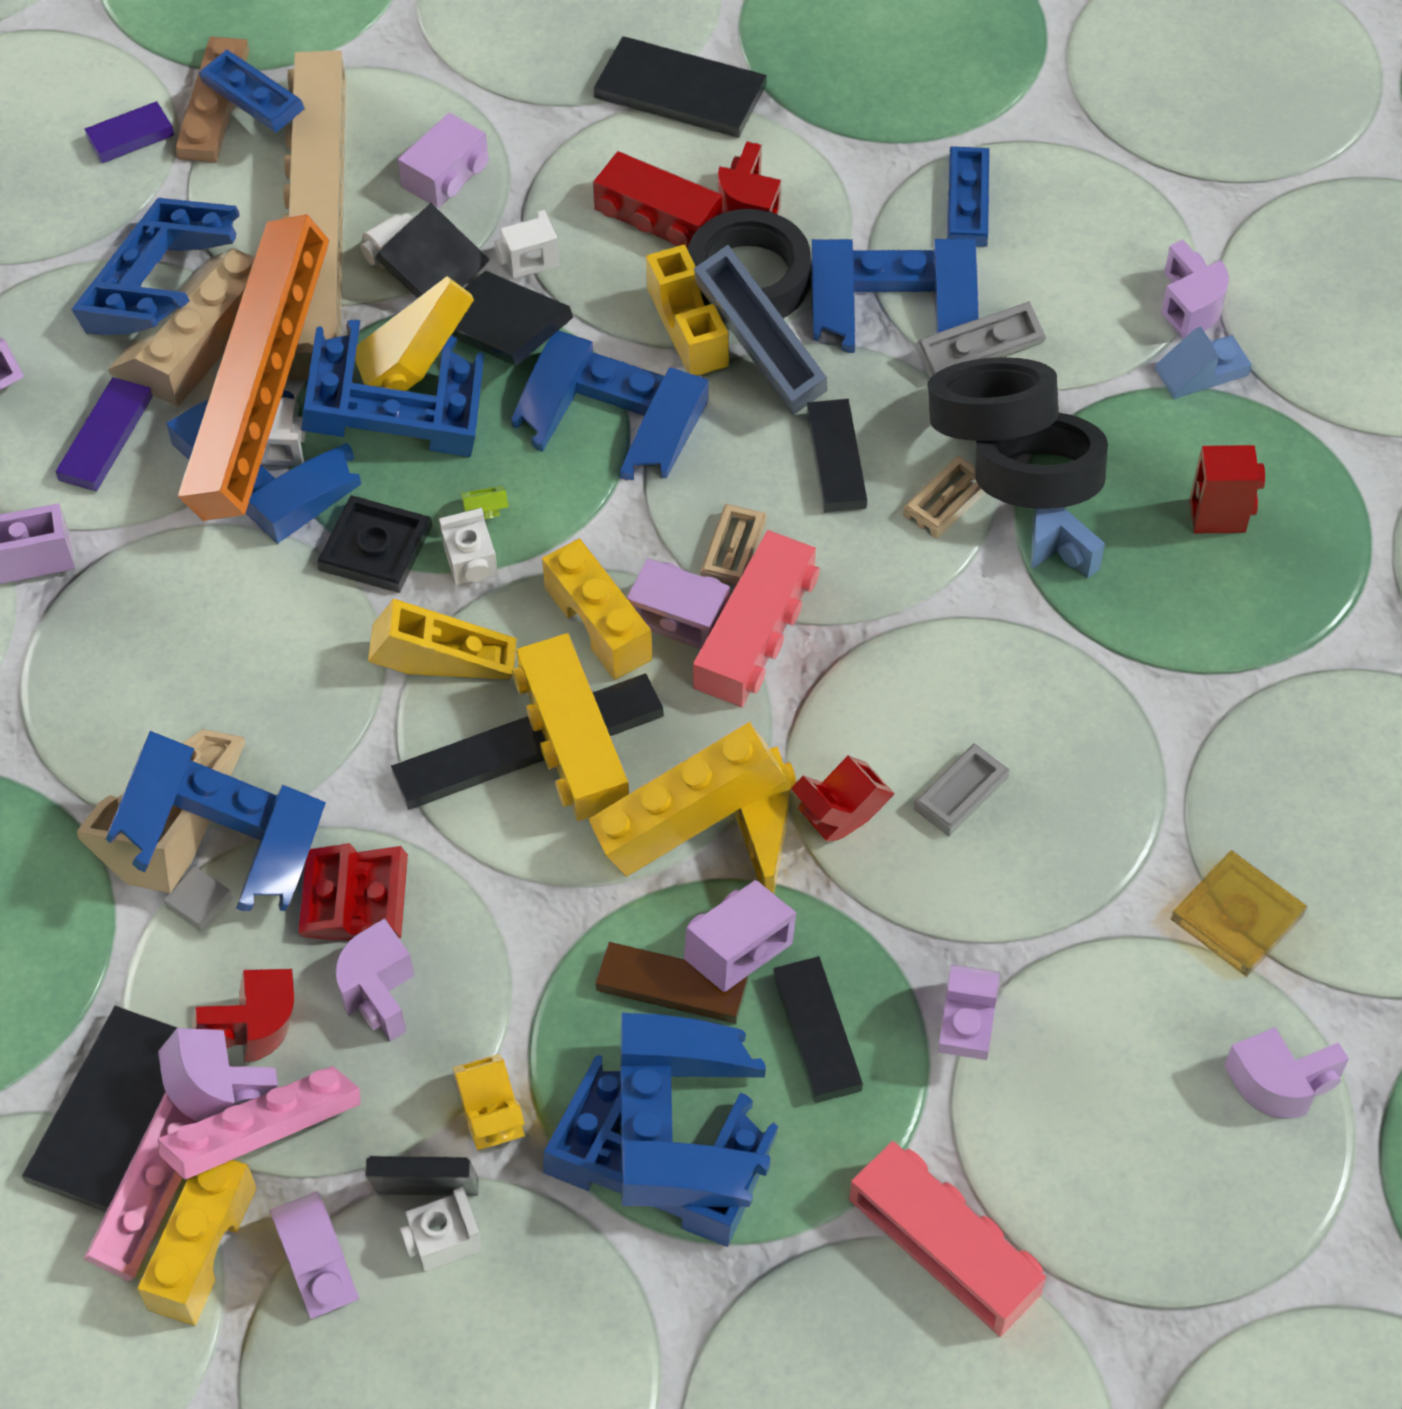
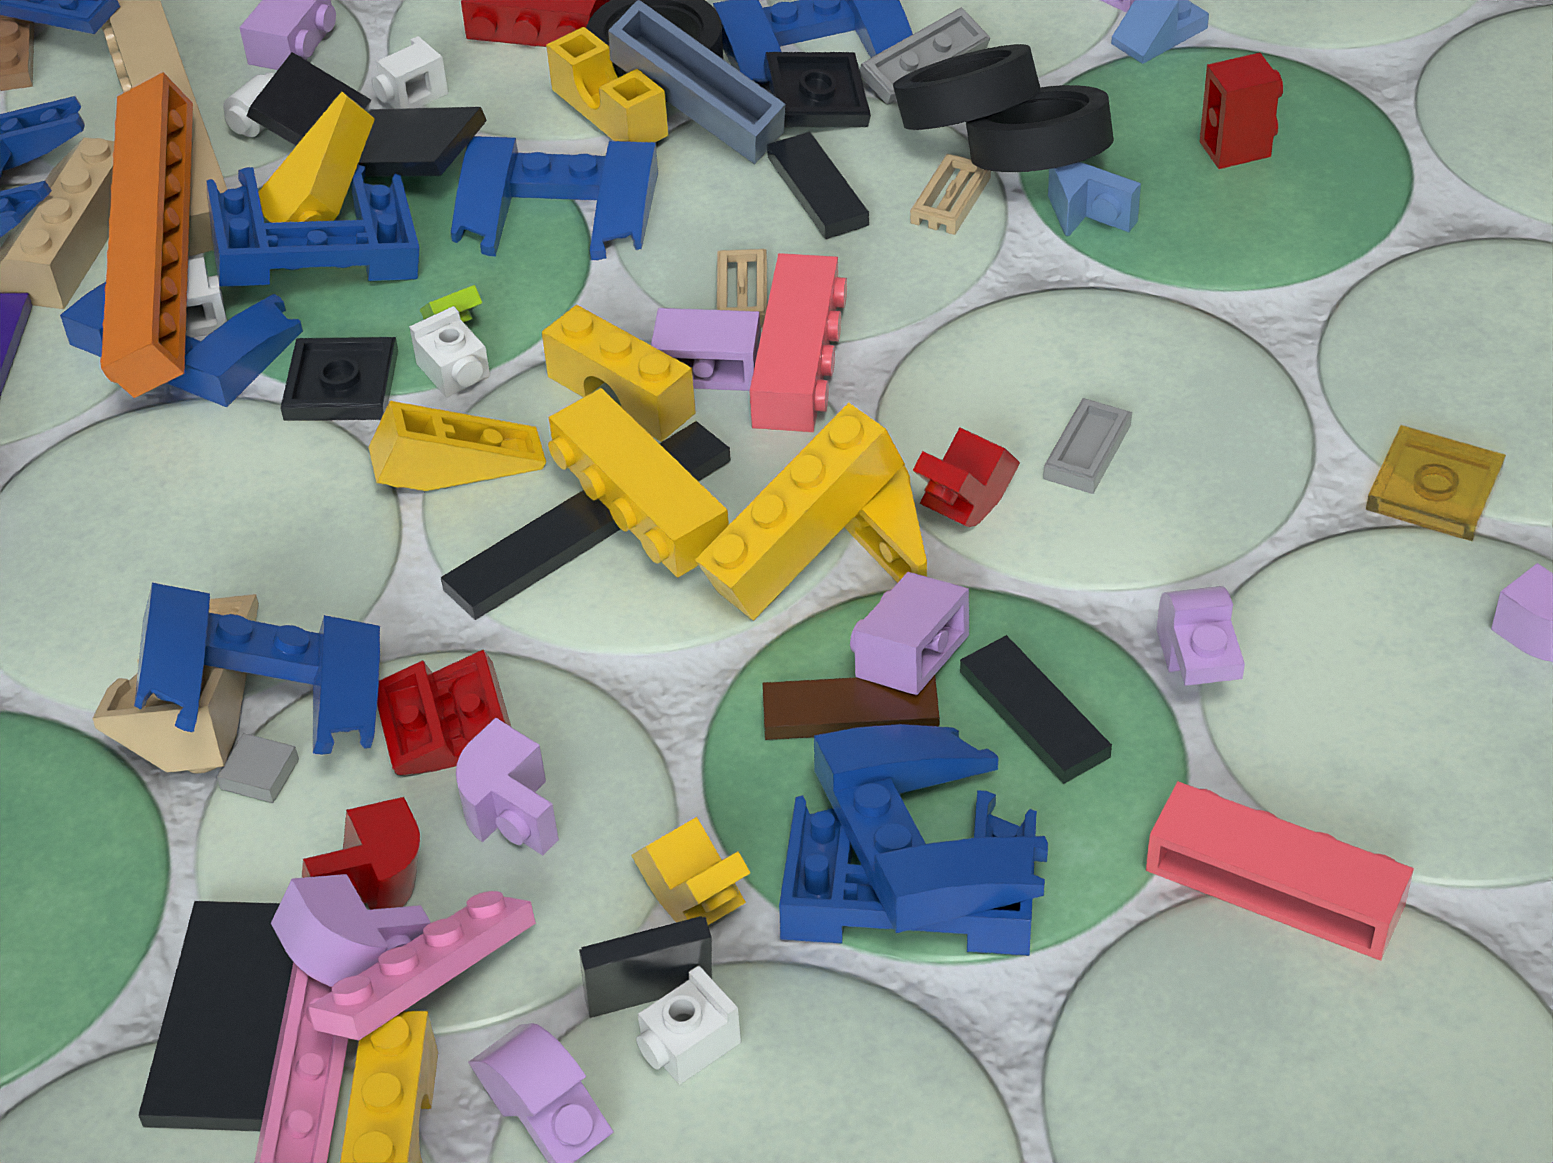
camera: 15 degrees left, 10 degrees down
(871, 354) = (818, 88): none -> black tile

